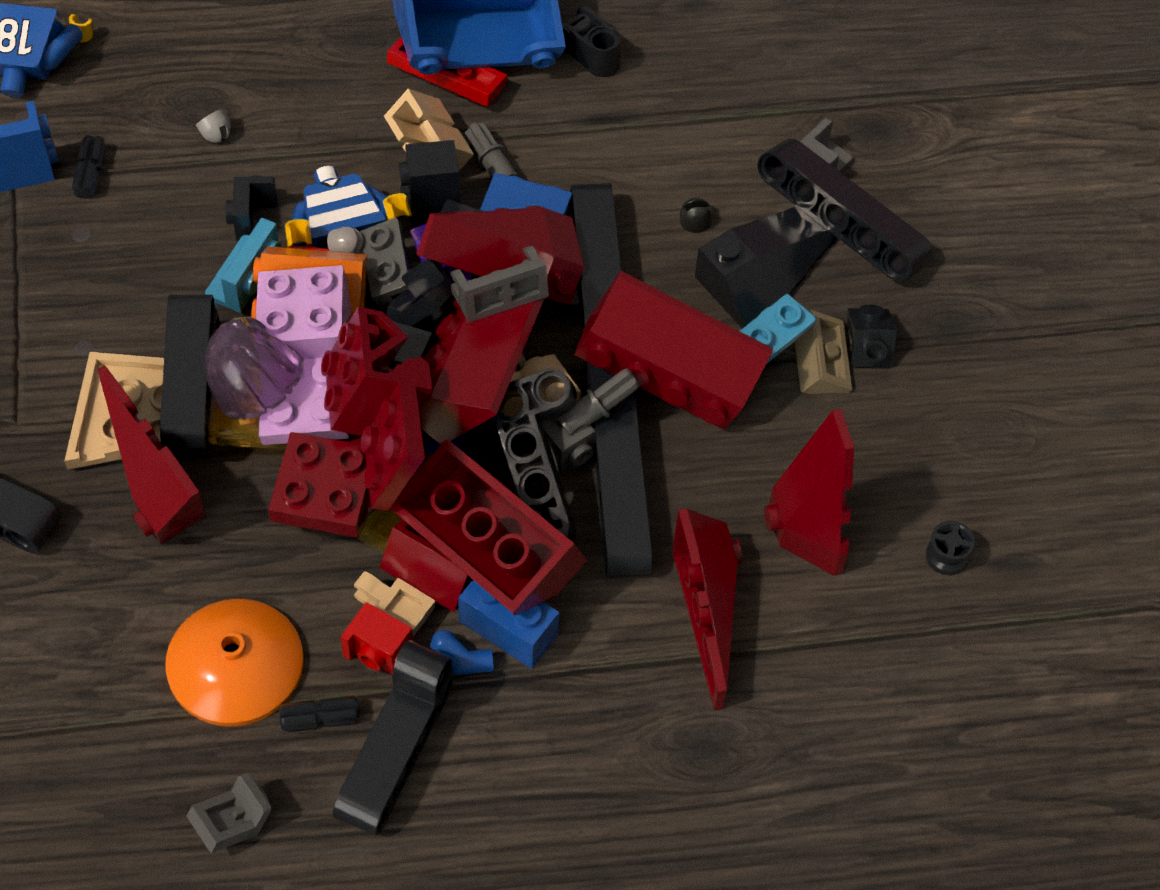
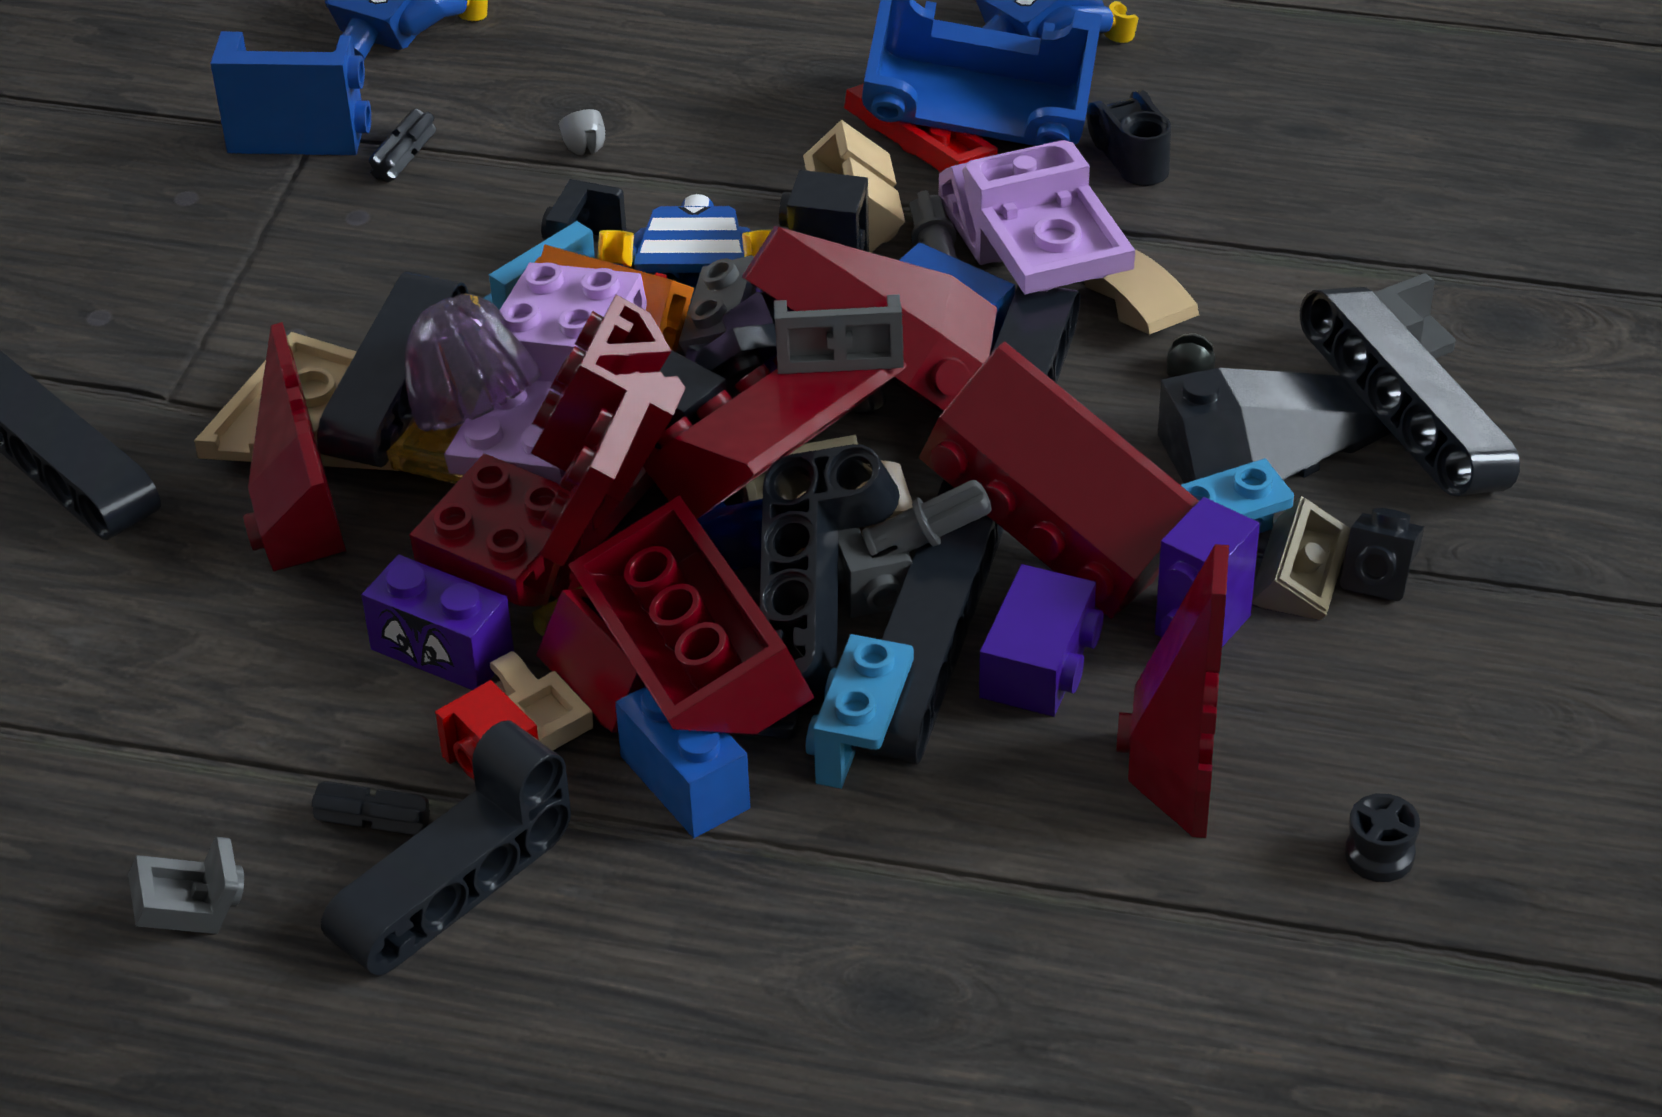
camera: 25 degrees right, 15 degrees down
(239, 684) = (293, 723): orange dish -> none
(303, 561) = (437, 622): none -> dark purple brick
(345, 240) = (677, 267): light grey hinge -> none
(463, 660) = (594, 796): blue arm -> none
(559, 126) = (1035, 216): none -> lavender piece
(608, 547) = (857, 704): none -> dark azure bracket
(646, 167) = (1146, 296): none -> tan slope
(693, 463) = (1039, 640): none -> dark purple brick
(707, 575) = (989, 792): dark red wedge -> none
(784, 394) = (1186, 550): none -> dark purple brick

